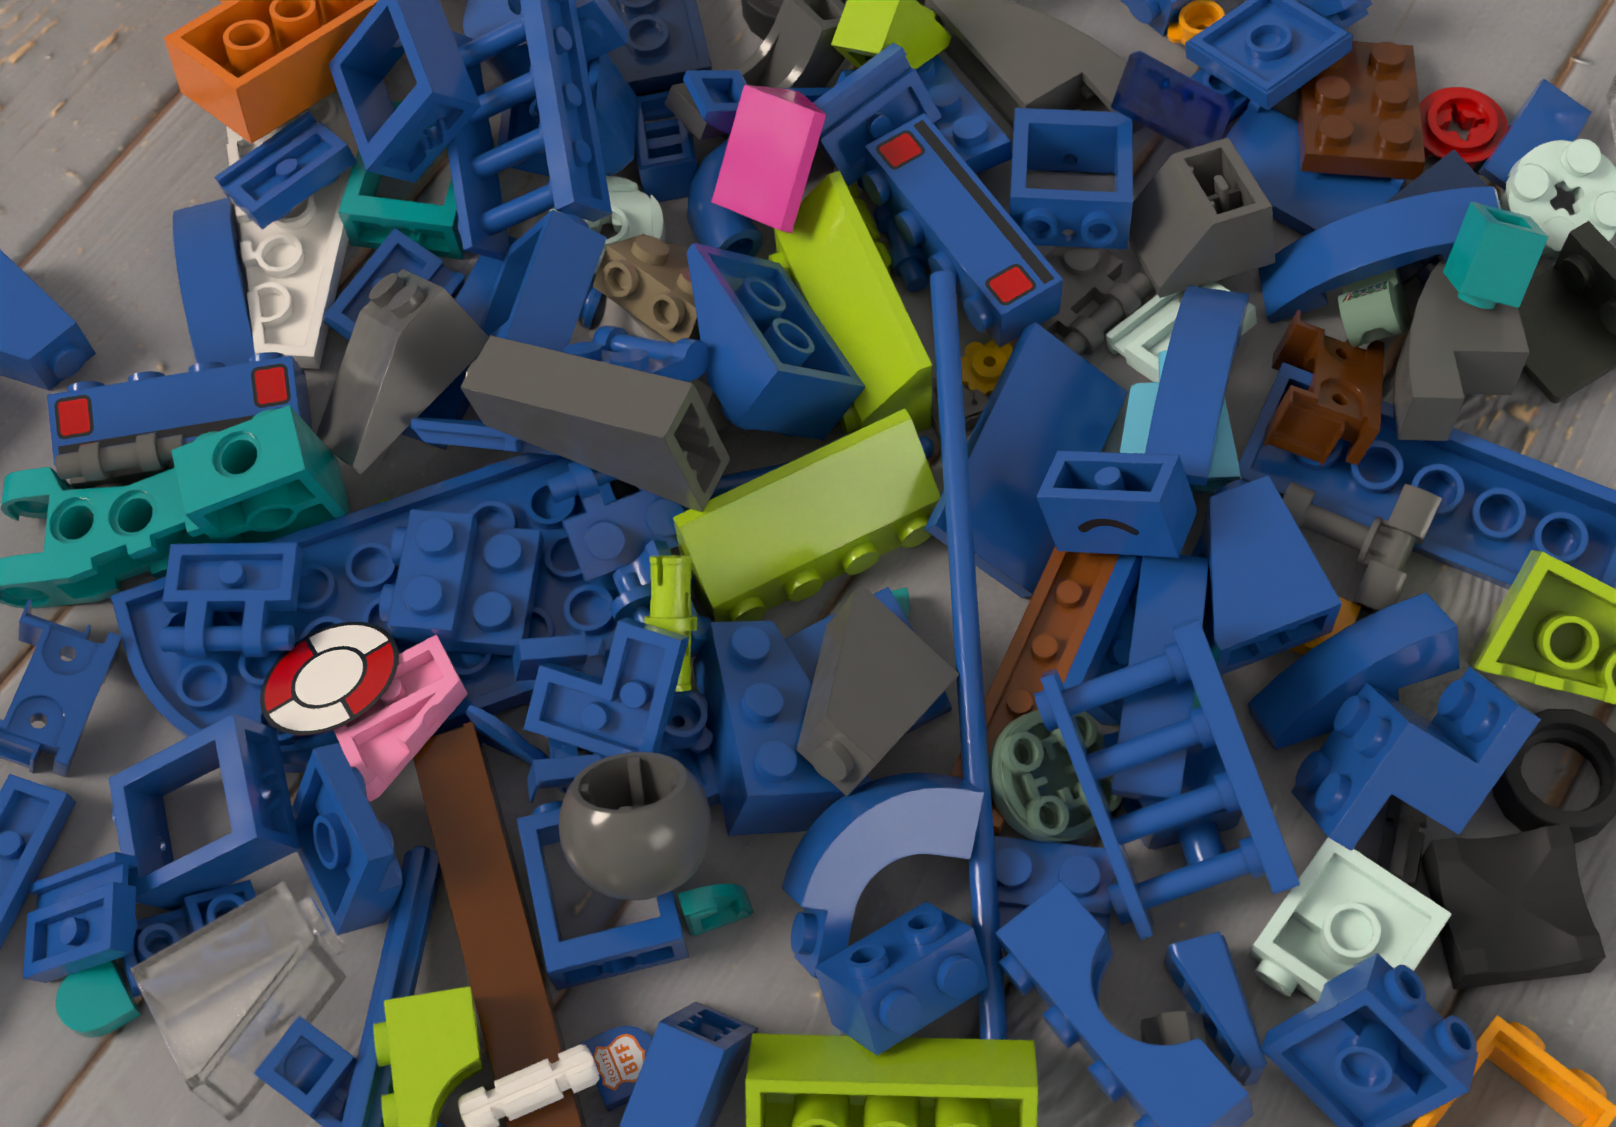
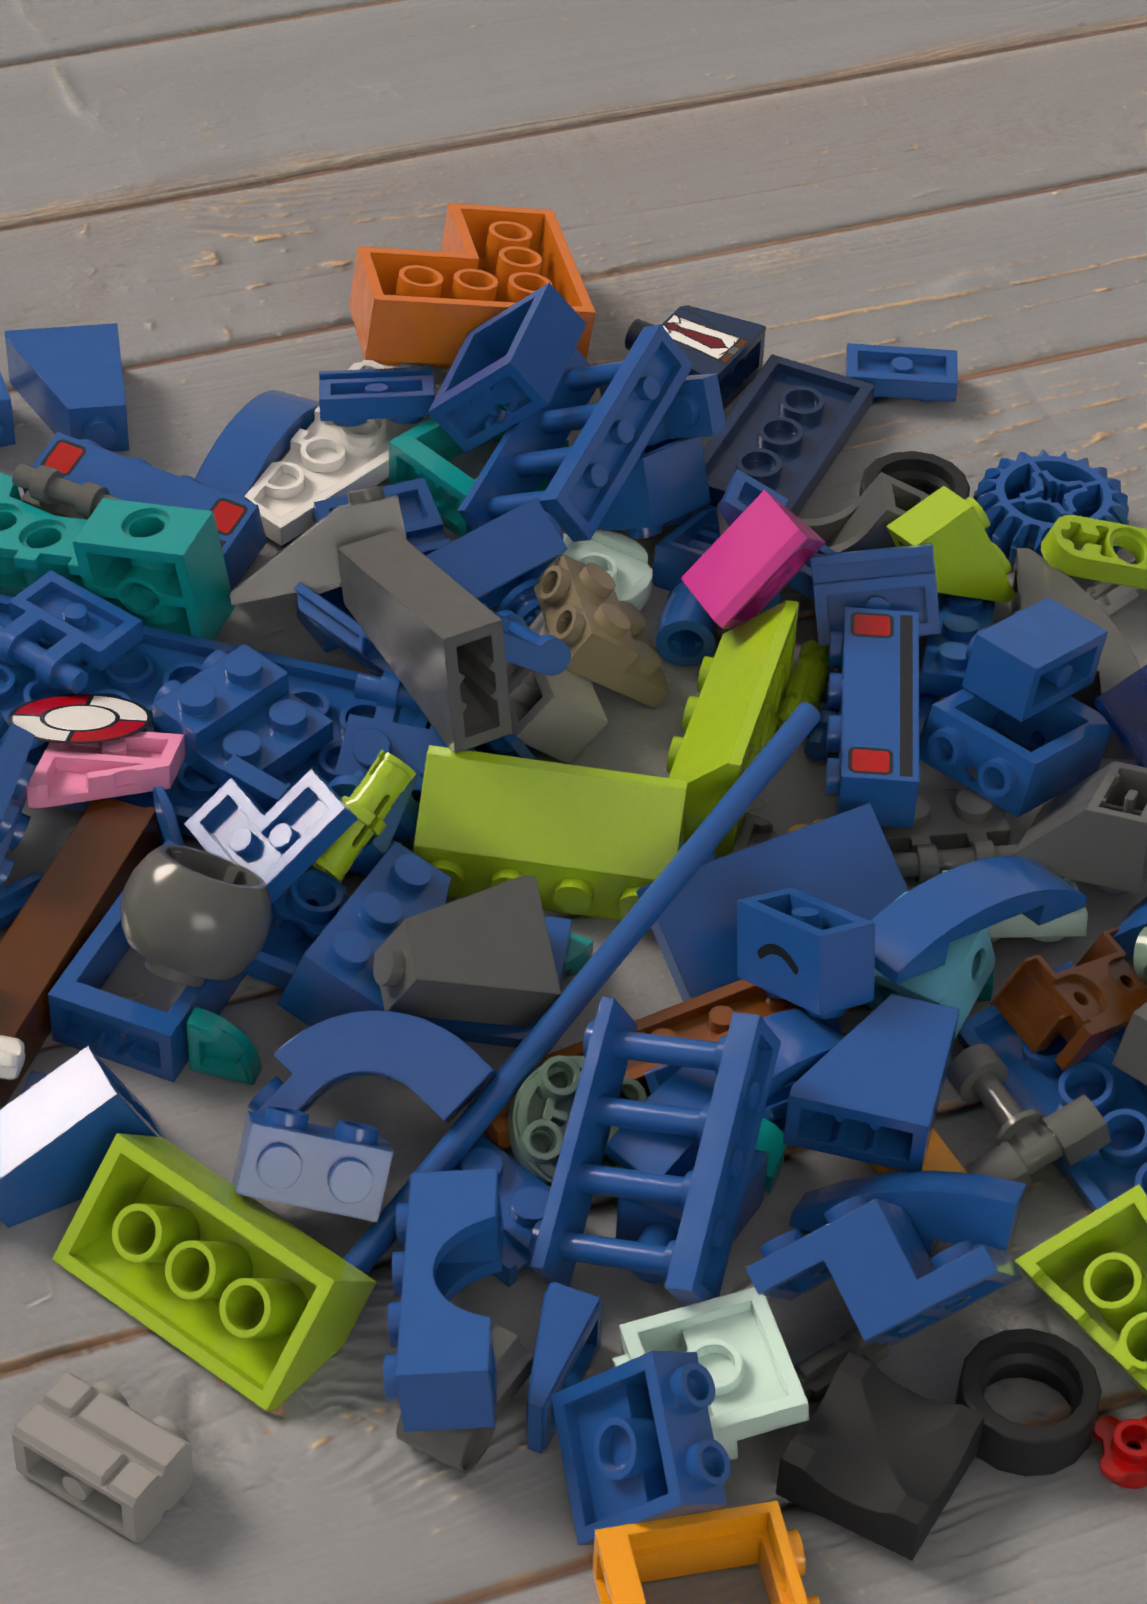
camera: 30 degrees right, 20 degrees down
(767, 347) = (627, 690): blue slope -> none
(1049, 101) = (1033, 658): none -> blue brick

